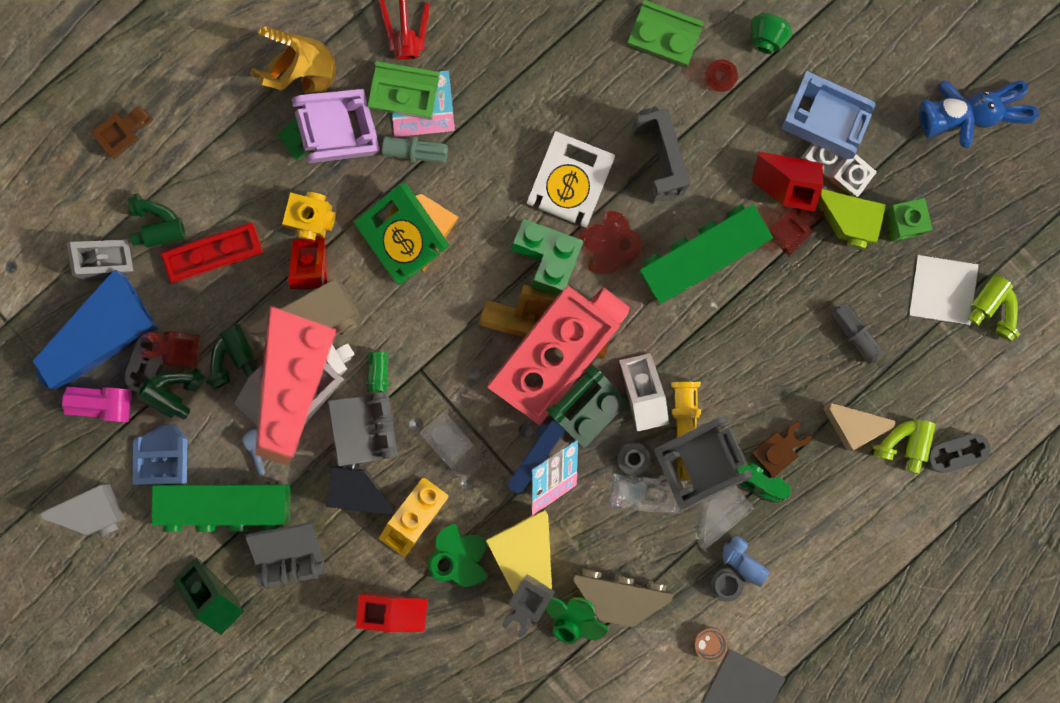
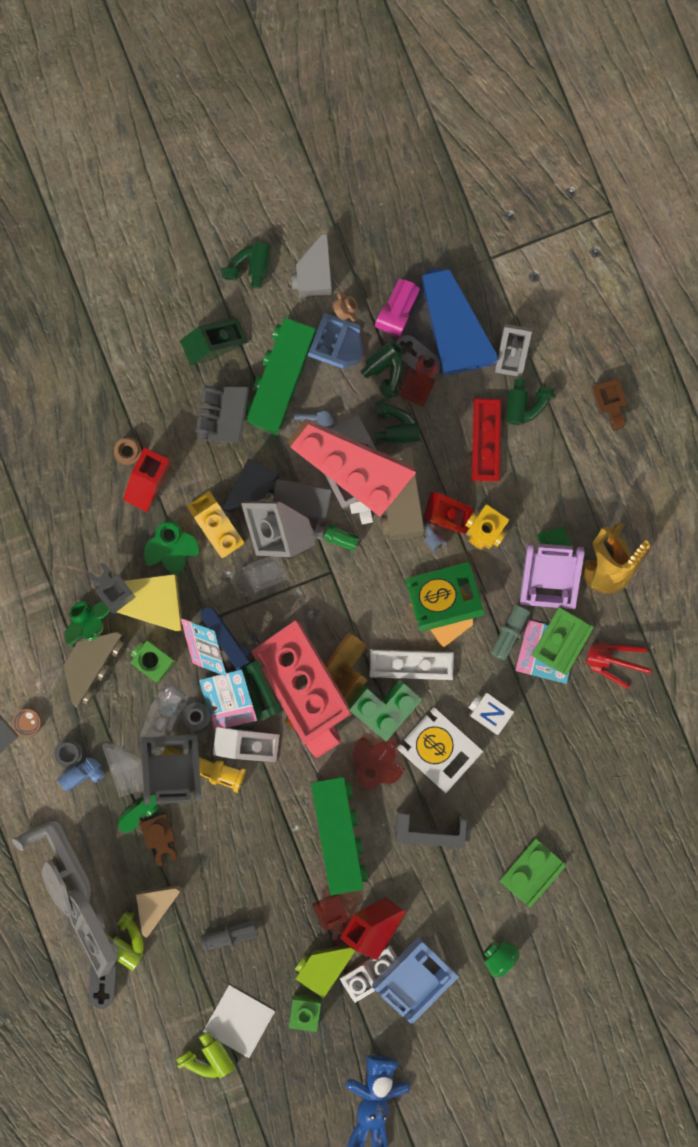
camera: 110 degrees right, 0 degrees up
(93, 580) = (259, 263): none -> dark green plant
(117, 462) = (345, 307): none -> medium nougat plate
(342, 270) = (433, 537): none -> sand blue hand
(367, 657) = (121, 445): none -> medium nougat plate
(393, 443) = (277, 529): none -> light grey slope
(489, 244) = (411, 664): none -> white tile
(510, 139) = (490, 712): none -> white brick
(591, 515) = (164, 663): none -> bright green brick
(602, 429) = (228, 700): none -> sticker
(726, 67) = (480, 914): clear red plate -> none
(888, 512) = (76, 903): none -> light grey plate

